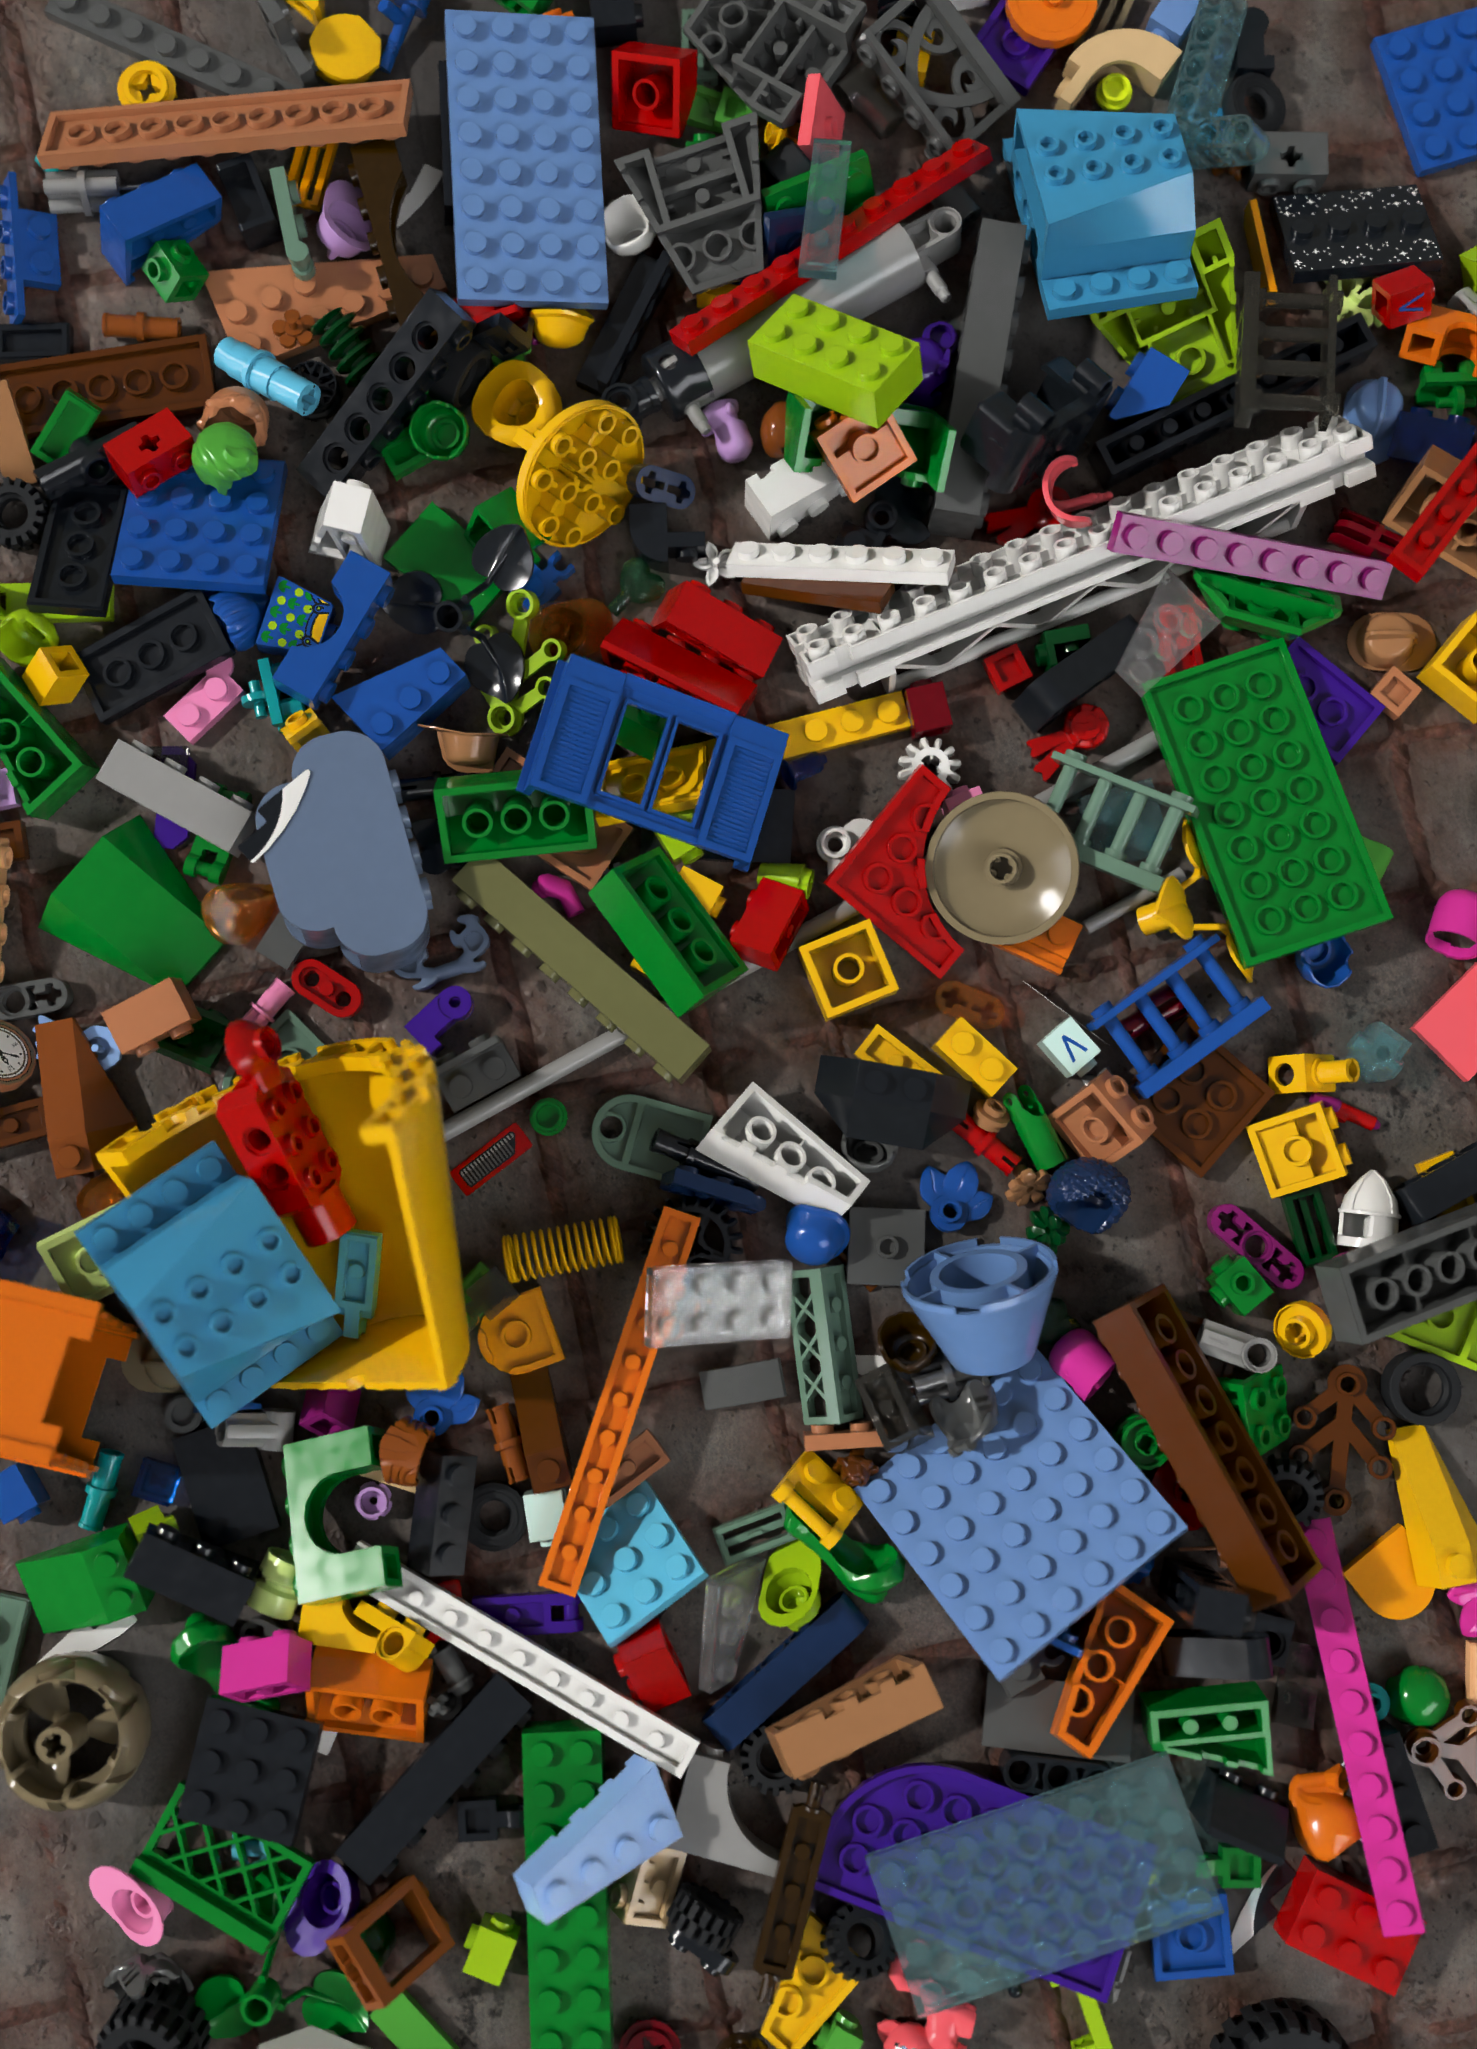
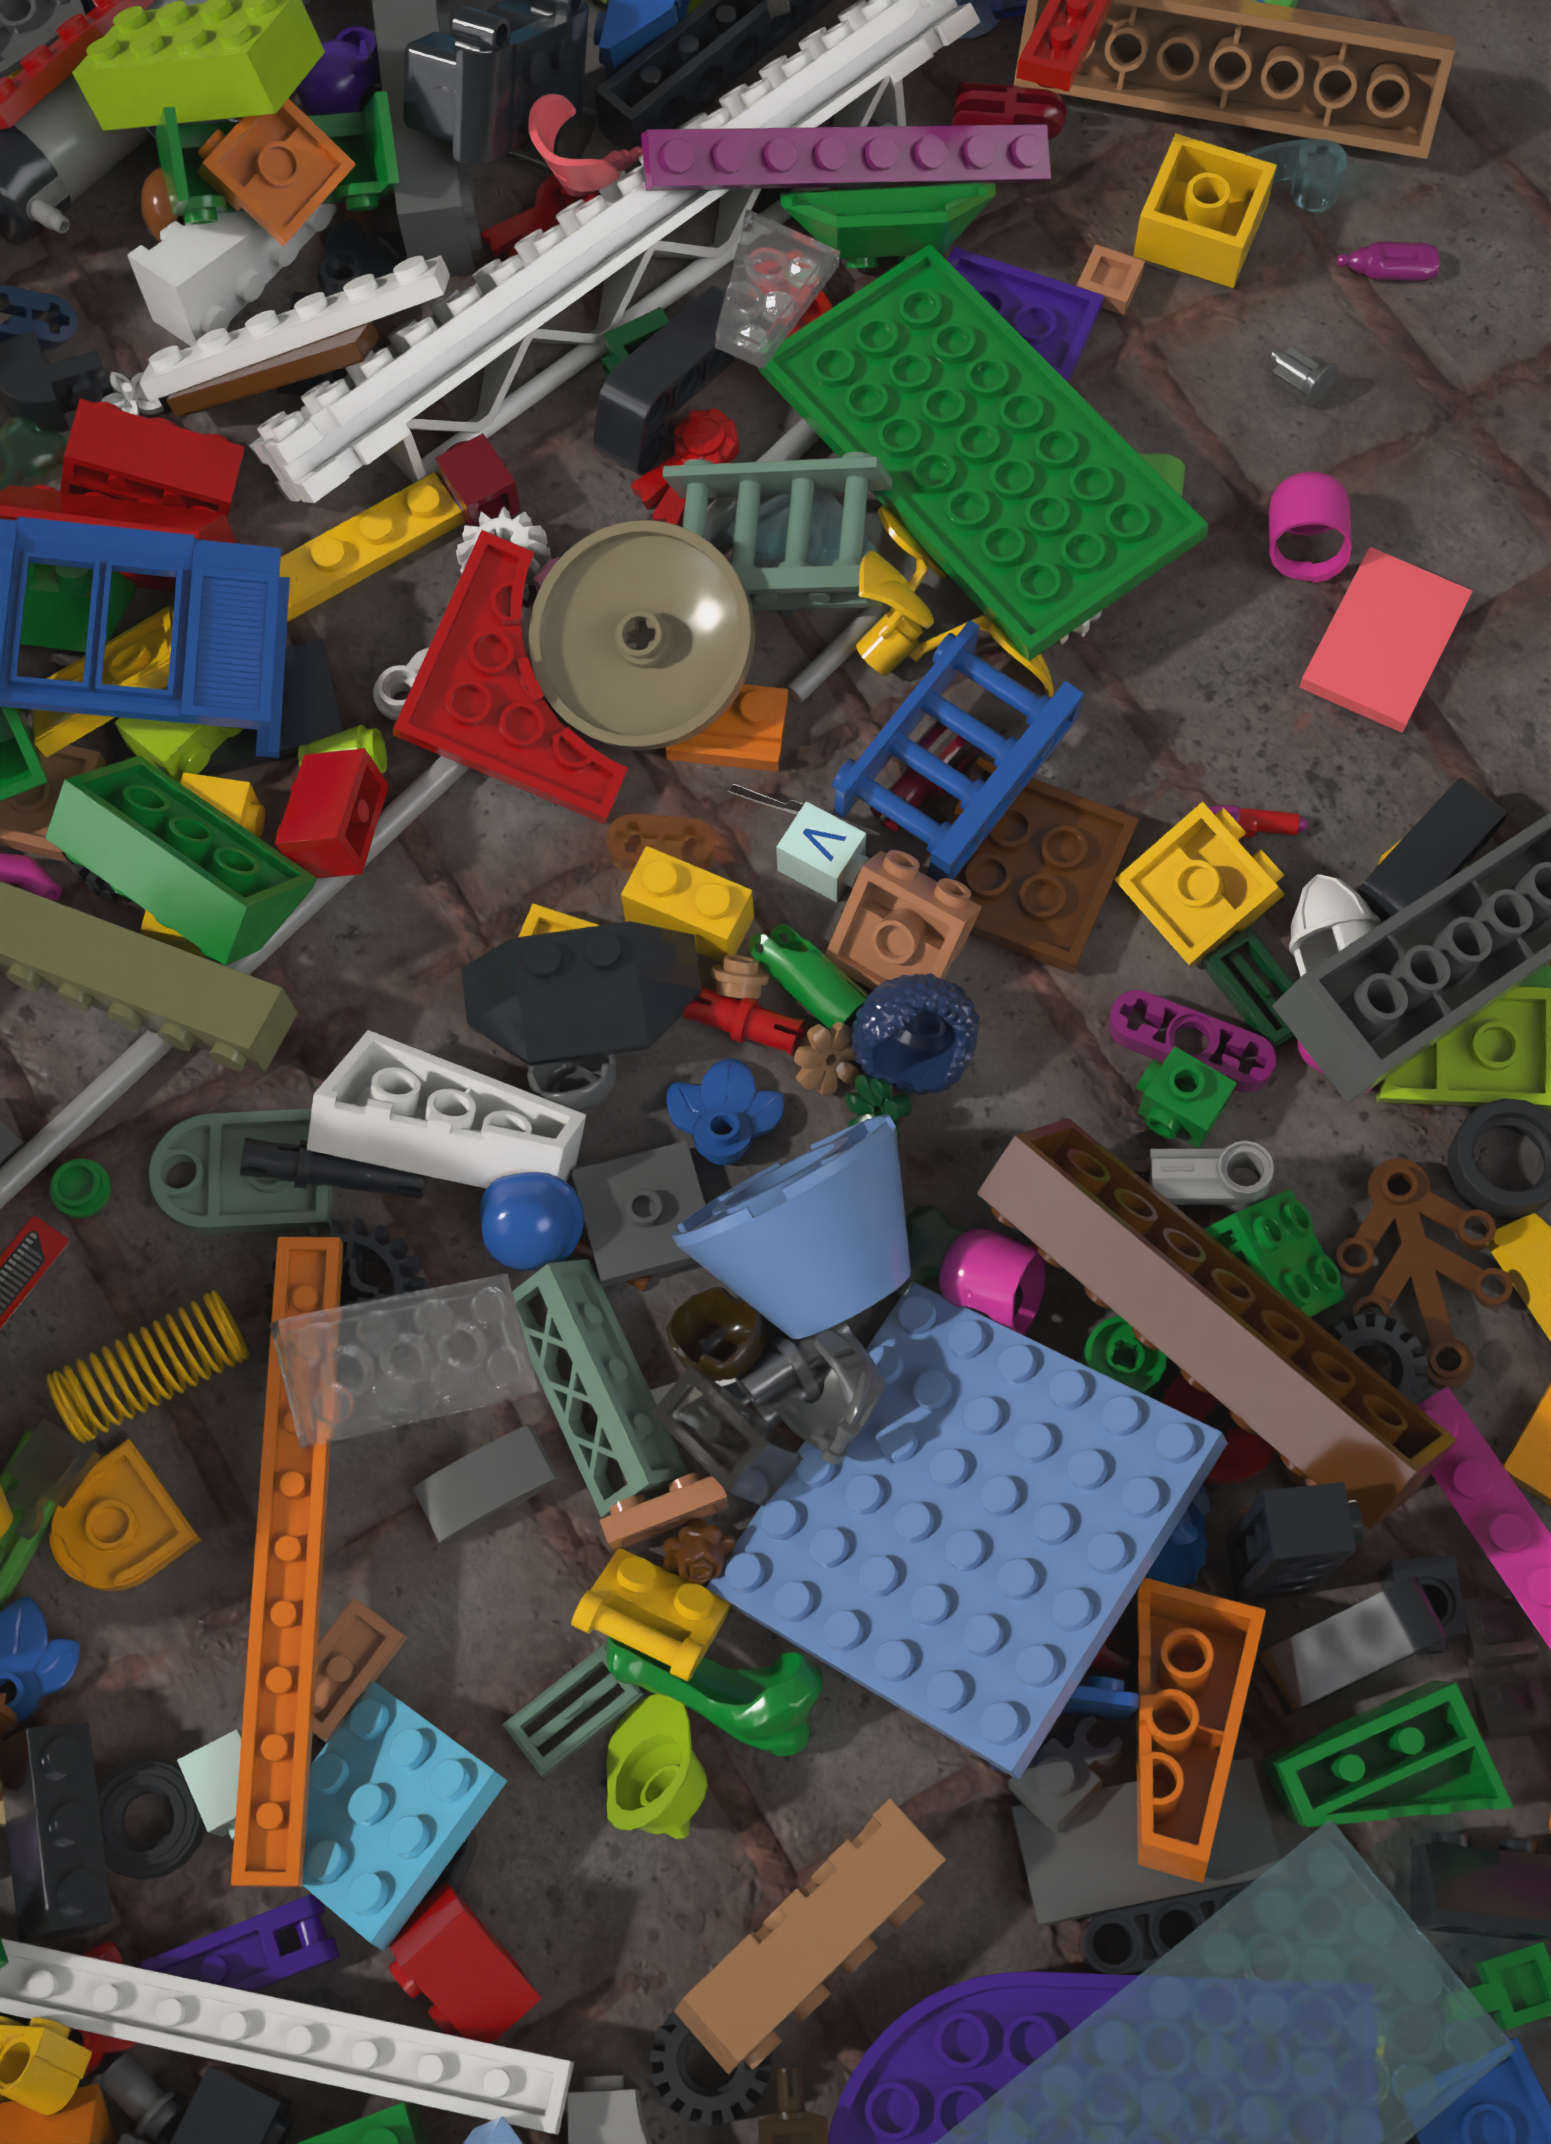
camera: 10 degrees left, 15 degrees down
(508, 1443) = (140, 1695): dark orange pin -> none
(542, 1431) = (186, 1654): reddish brown slope -> none
(687, 1181) = (315, 1202): dark blue hinge -> none
(726, 1619) = (563, 1857): clear wing -> none
(730, 433) = (99, 230): lavender animal -> none
(785, 1671) = (683, 1914): dark blue beam -> none
(802, 768) = (323, 609): clear blue piece -> none
(847, 970) = (465, 842): yellow brick -> none
(1007, 669) = (570, 403): red plate -> none
(1302, 1329) = (1302, 1128): yellow plate -> none
(1312, 1072) = (1182, 776): yellow bracket -> none
(1325, 963) = (1140, 626): blue hair -> none
(1378, 1052) = (1261, 722): clear light blue brick -> none
(1391, 640) = (1078, 217): medium nougat piece -> none

